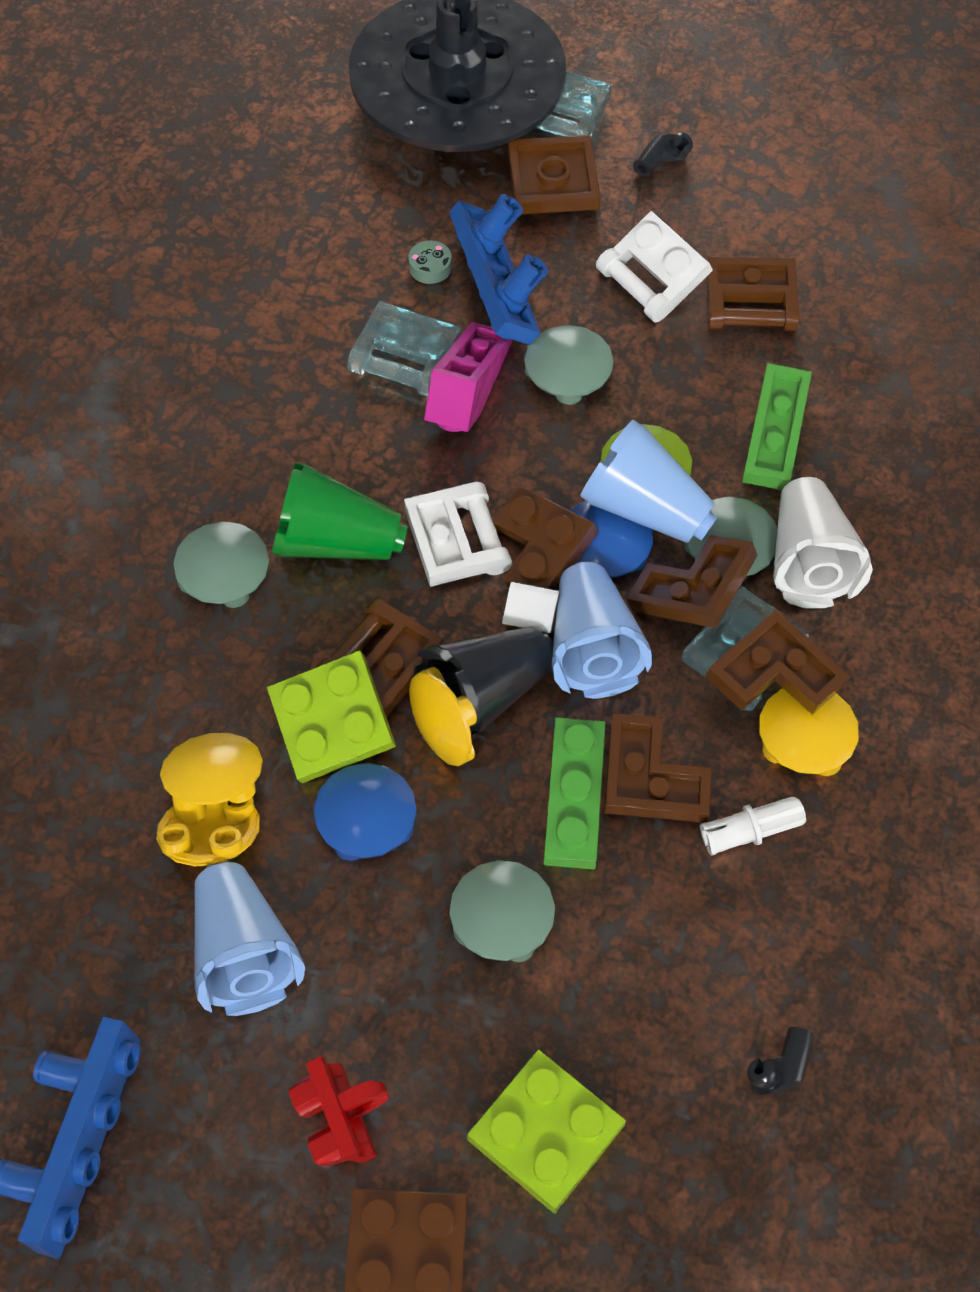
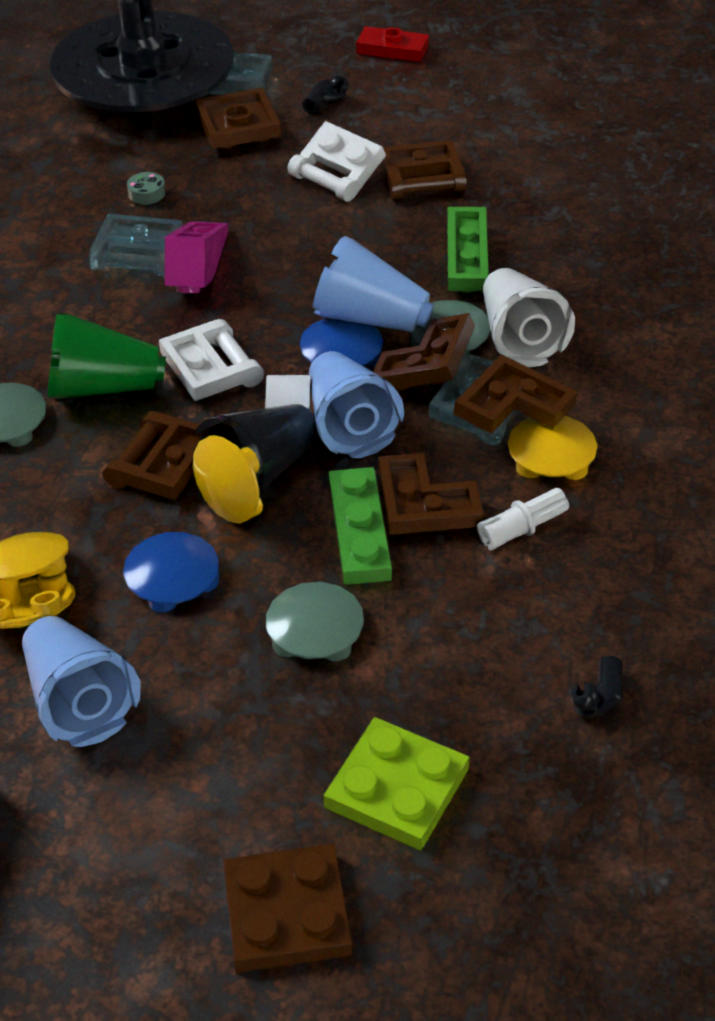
camera: 10 degrees left, 15 degrees down
(331, 717) = (126, 500): lime plate -> none
(343, 1105) = (203, 790): red hips -> none
(498, 282) = (209, 190): blue plate -> none
(551, 538) = (286, 344): reddish brown plate -> none
(568, 362) = (279, 235): sand green dish -> none
(760, 83) = (392, 43): none -> red plate

